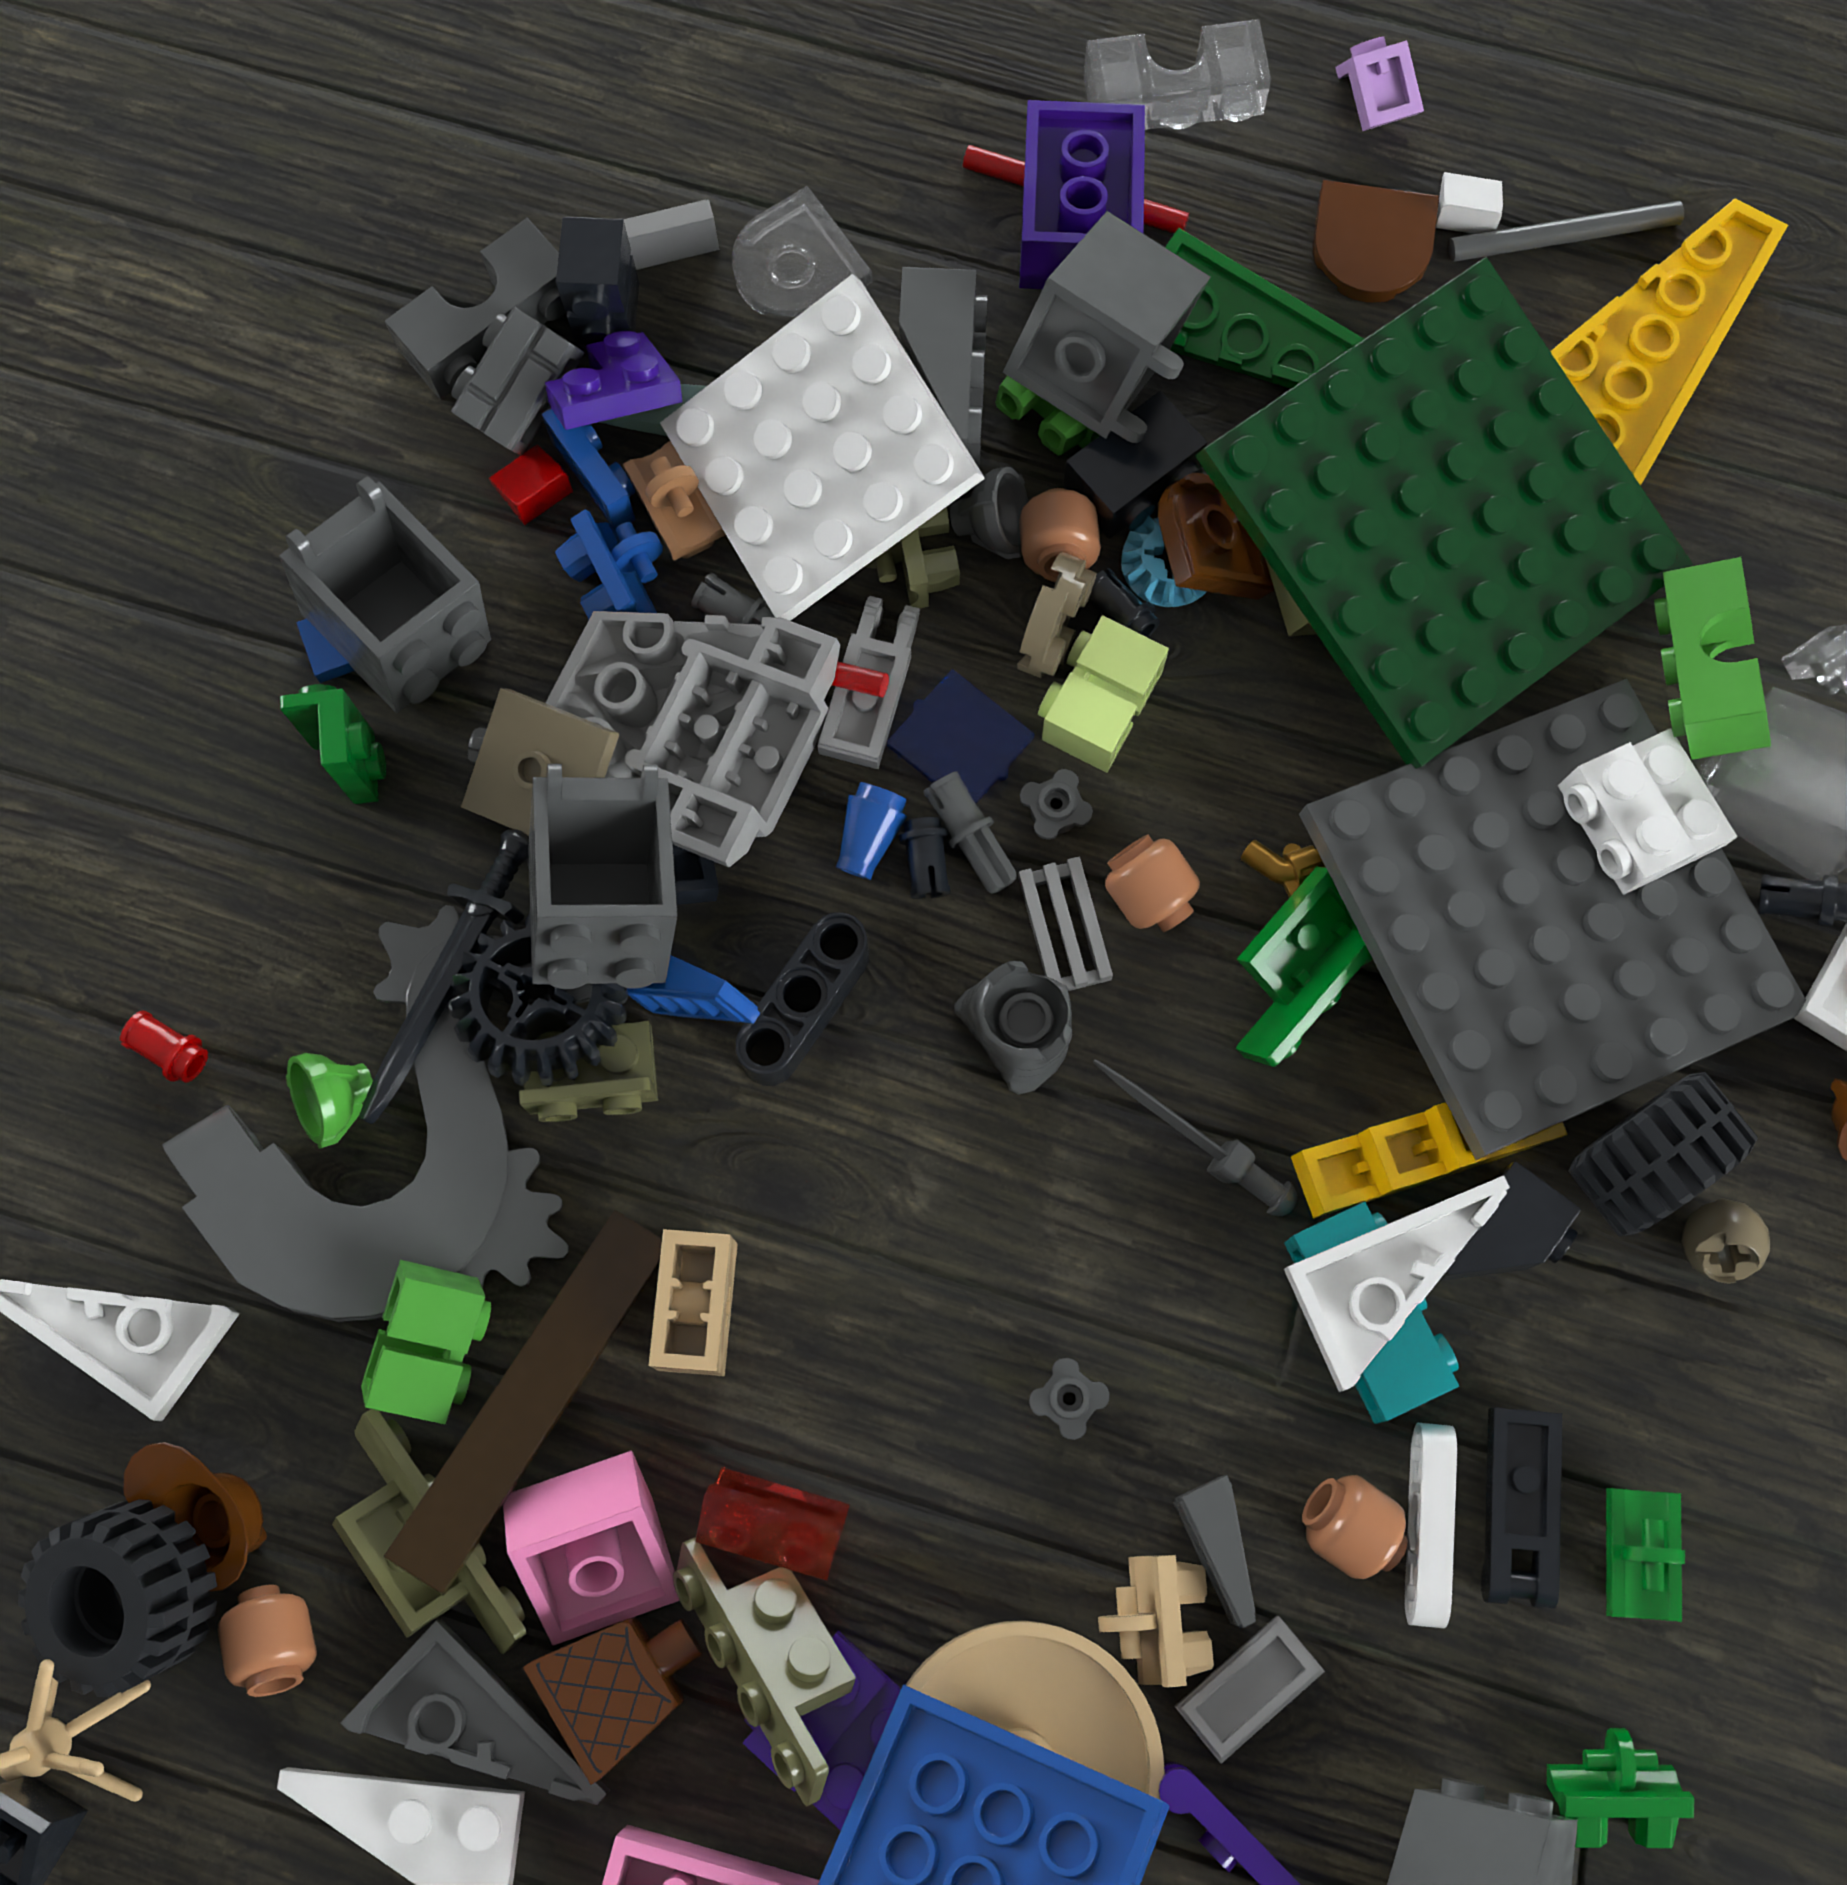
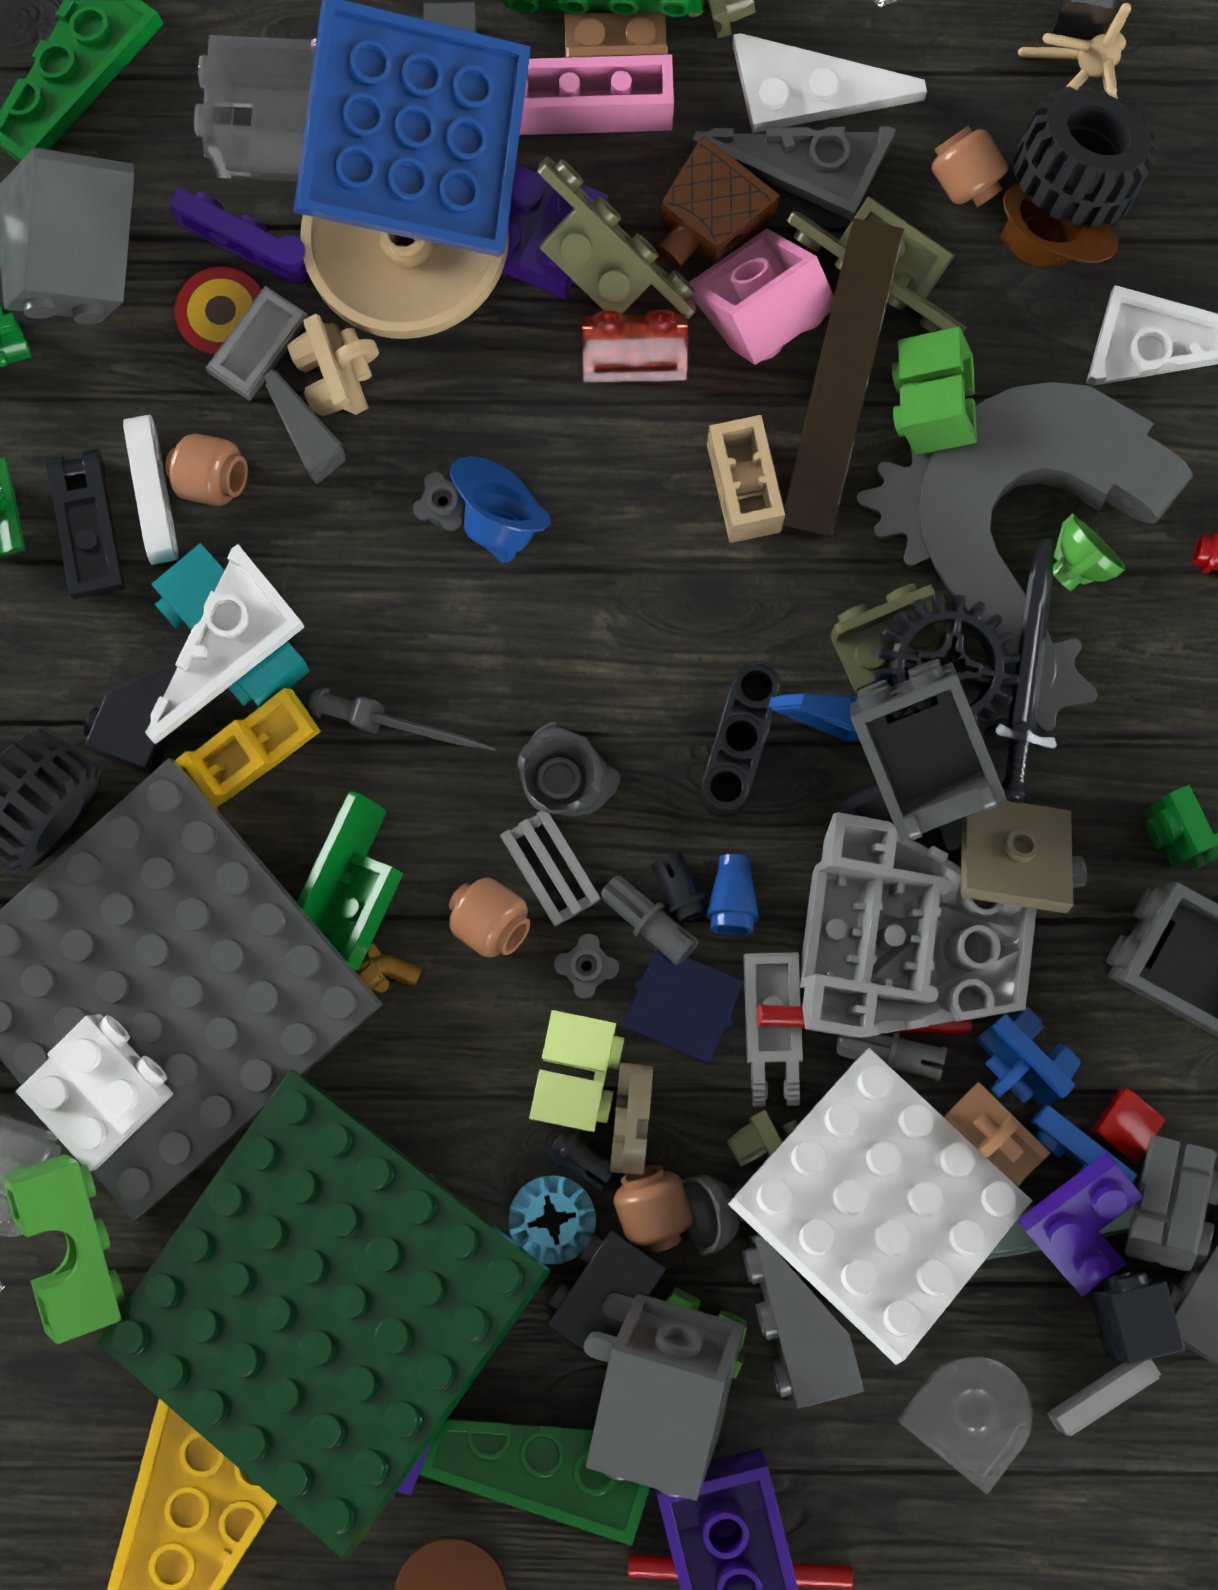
camera: 160 degrees right, 5 degrees up
(1002, 1369) = (497, 507): none -> blue piece
(1208, 542) = (536, 1224): reddish brown tile -> none
(1291, 1762) = (213, 305): none -> sticker

